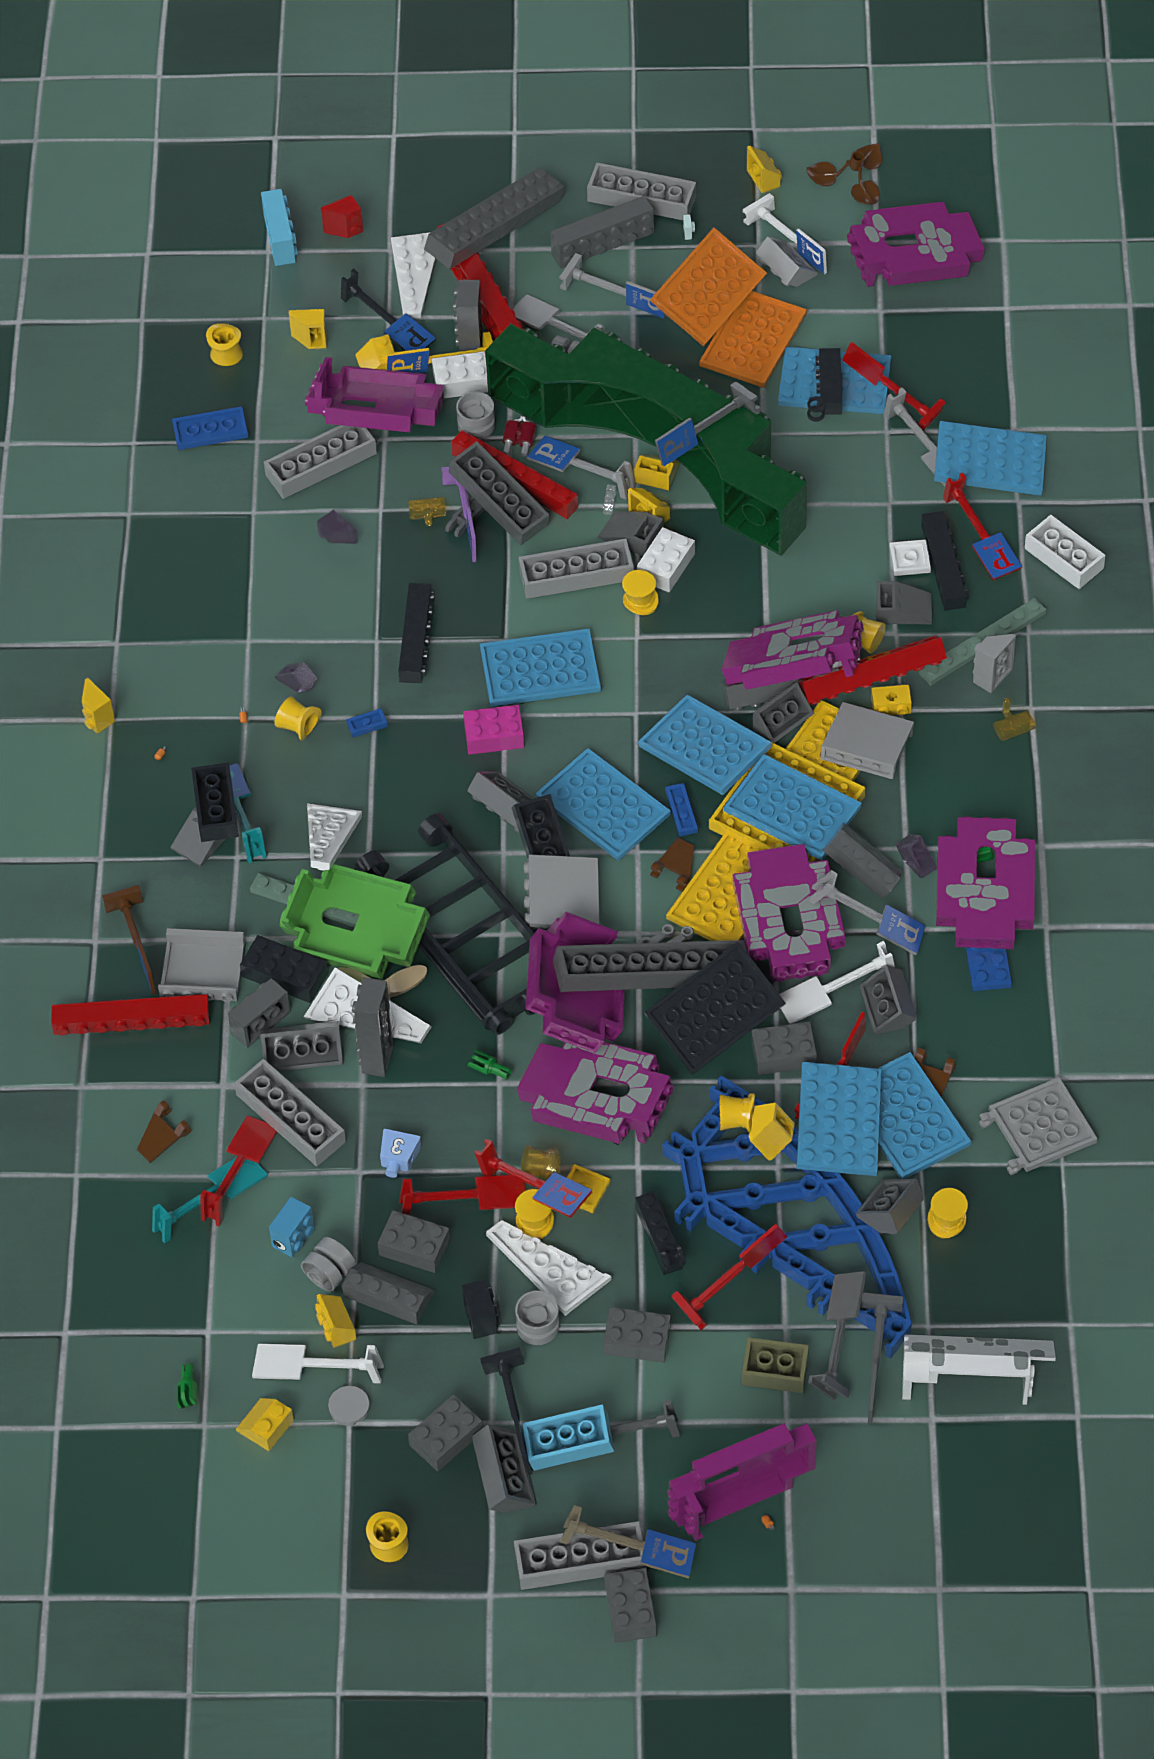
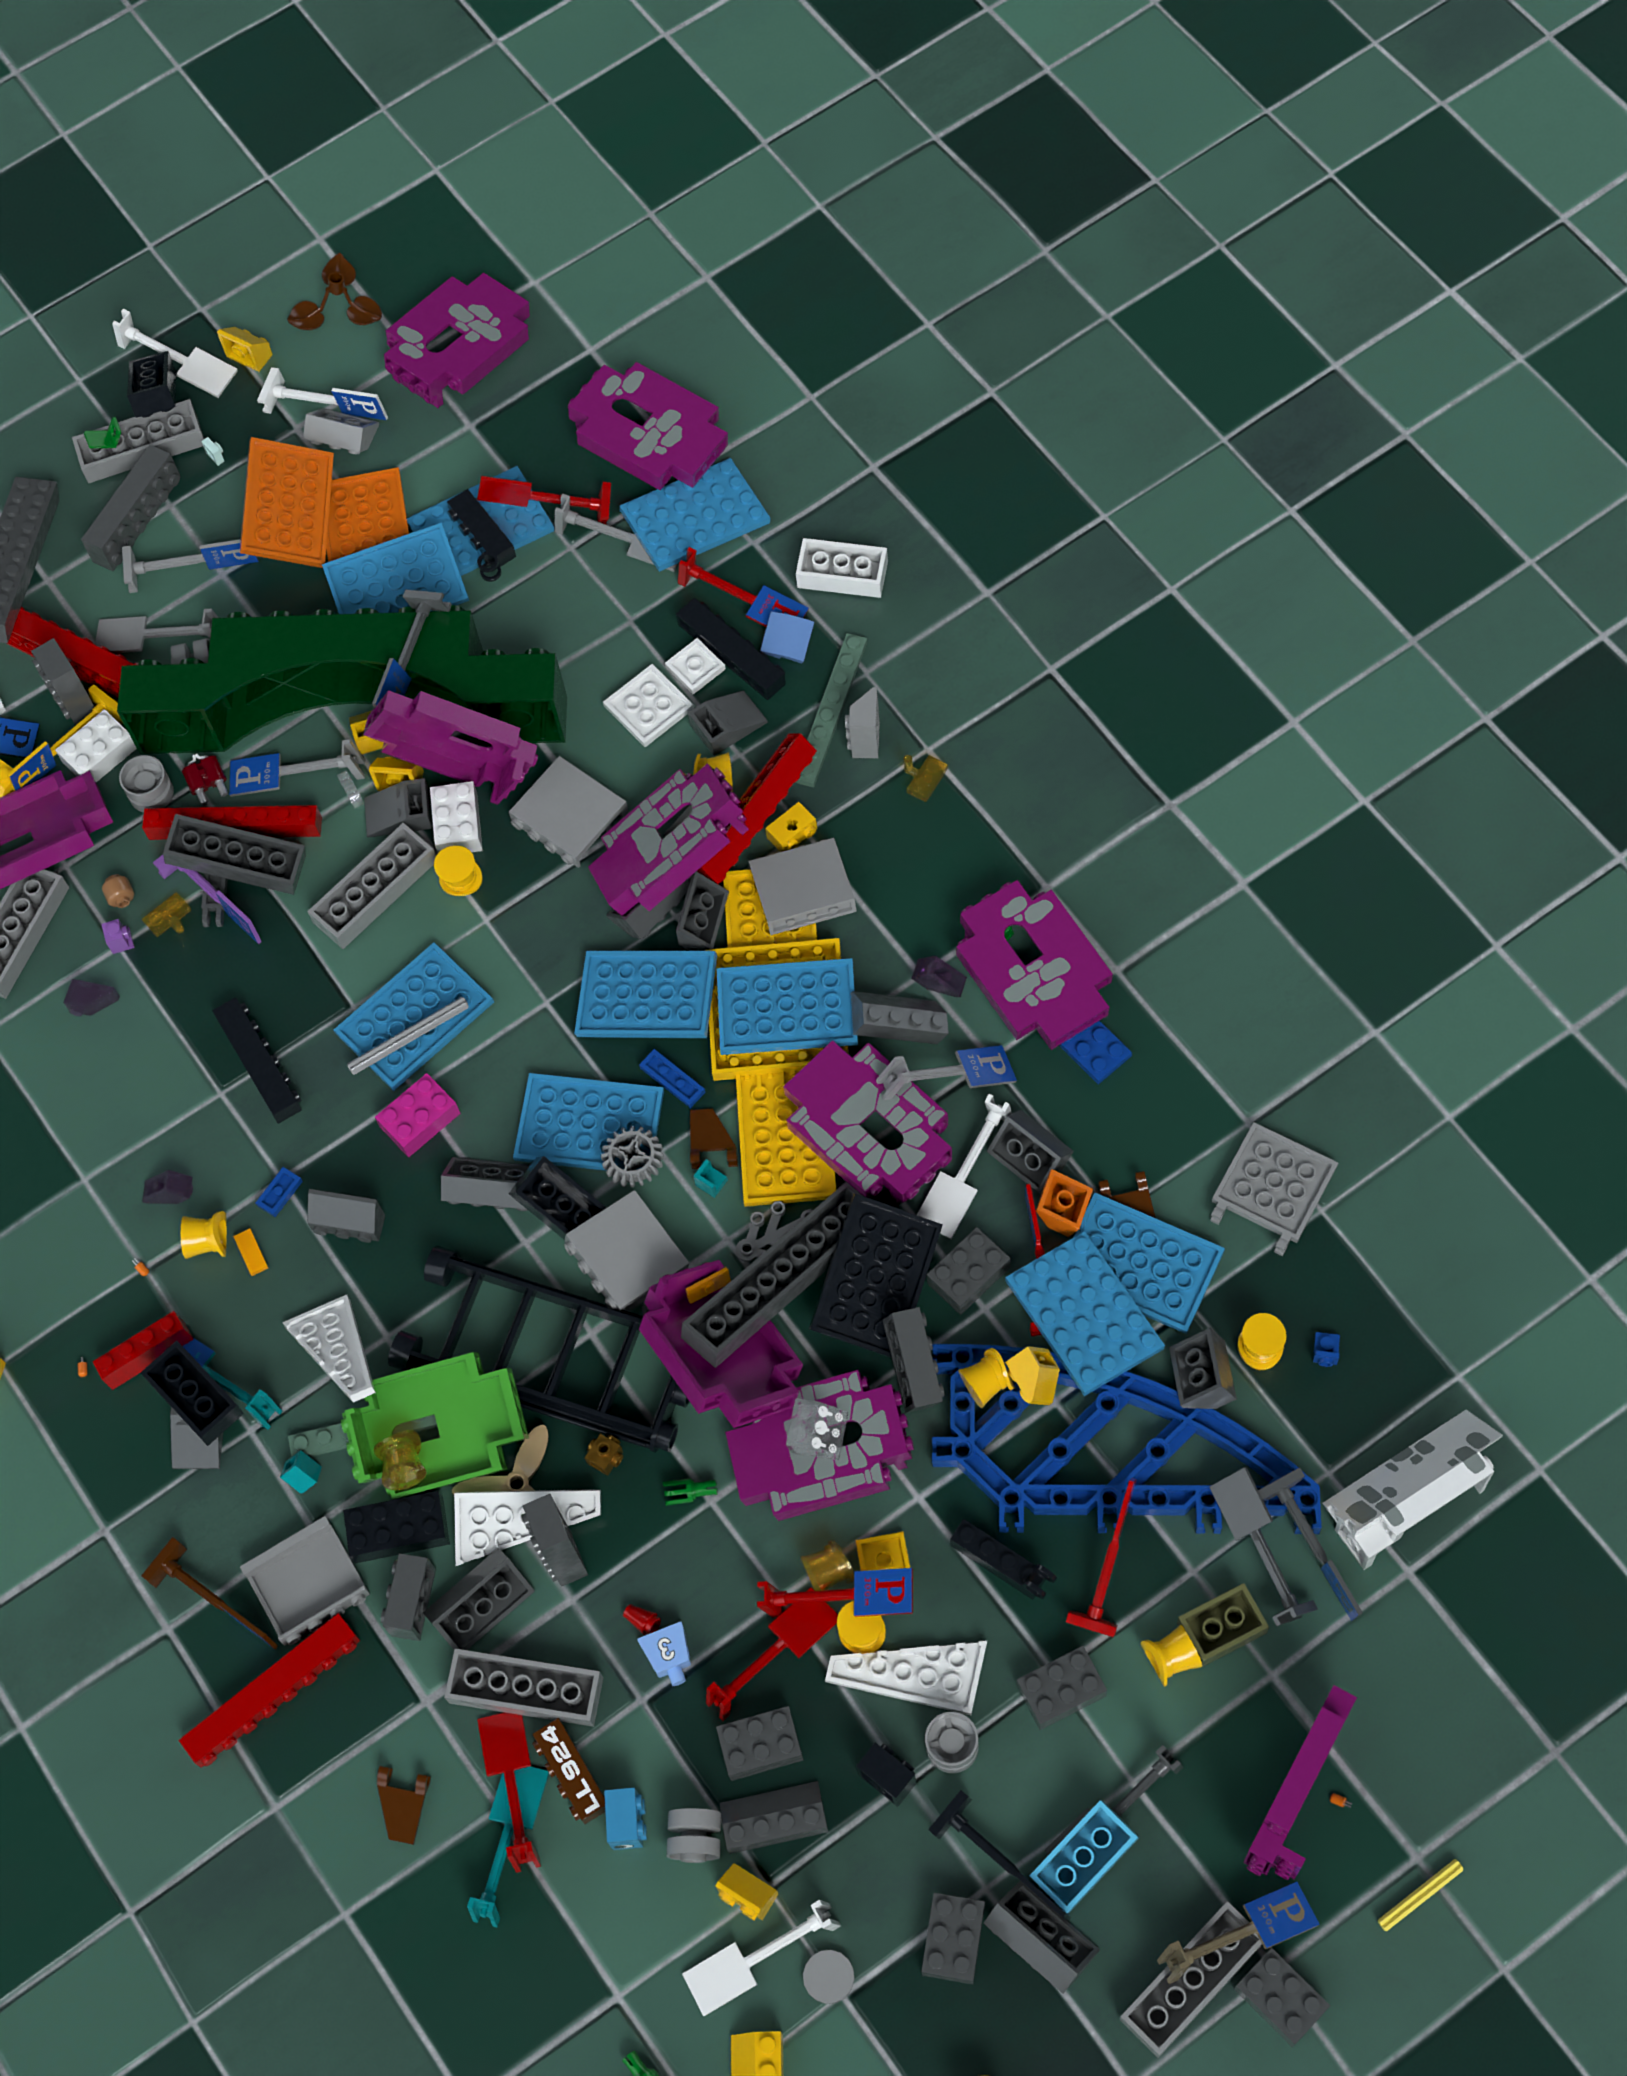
camera: 30 degrees left, 10 degrees up
(181, 760) = (141, 1350): none -> red brick
(249, 899) = (301, 1472): none -> teal panel
(280, 1176) = (570, 1770): none -> reddish brown brick
(316, 924) = (400, 1460): none -> clear yellow hat
(320, 749) = (250, 1252): none -> light orange piece
(383, 501) = (117, 936): none -> medium lavender brick
(397, 761) = (344, 1215): none -> dark grey slope
(397, 1121) = (642, 1619): none -> red cone
(406, 473) = (118, 891): none -> medium nougat head
(451, 1008) = (604, 1453): none -> pearl gold brick
(525, 675) = (407, 1035): none -> light grey axle
(596, 940) = (708, 1285): none -> light orange piece
(597, 1071) = (816, 1429): none -> clear slope
(612, 844) = (648, 1163): none -> light grey gear
(615, 174) = (104, 438): none -> green bracket
(655, 885) = (709, 1179): none -> teal panel
(676, 481) = (422, 733): none -> magenta panel
(677, 158) = (152, 384): none -> black brick
(697, 1075) = (913, 1359): none -> dark grey brick
(720, 168) = (197, 369): none -> white piece
(725, 1360) = (1172, 1654): none -> yellow hat
(744, 597) = (566, 811): none -> light grey panel
(766, 375) = (382, 573): none -> dark azure plate
(773, 1610) = (1420, 1895): none -> light yellow axle
(856, 563) = (648, 705): none -> white plate
(881, 1042) = (1063, 1203): none -> orange slope
(989, 575) = (786, 637): none -> medium blue slope
(990, 1249) = (1326, 1349): none -> blue bracket
(1012, 399) = (673, 442): none -> magenta panel

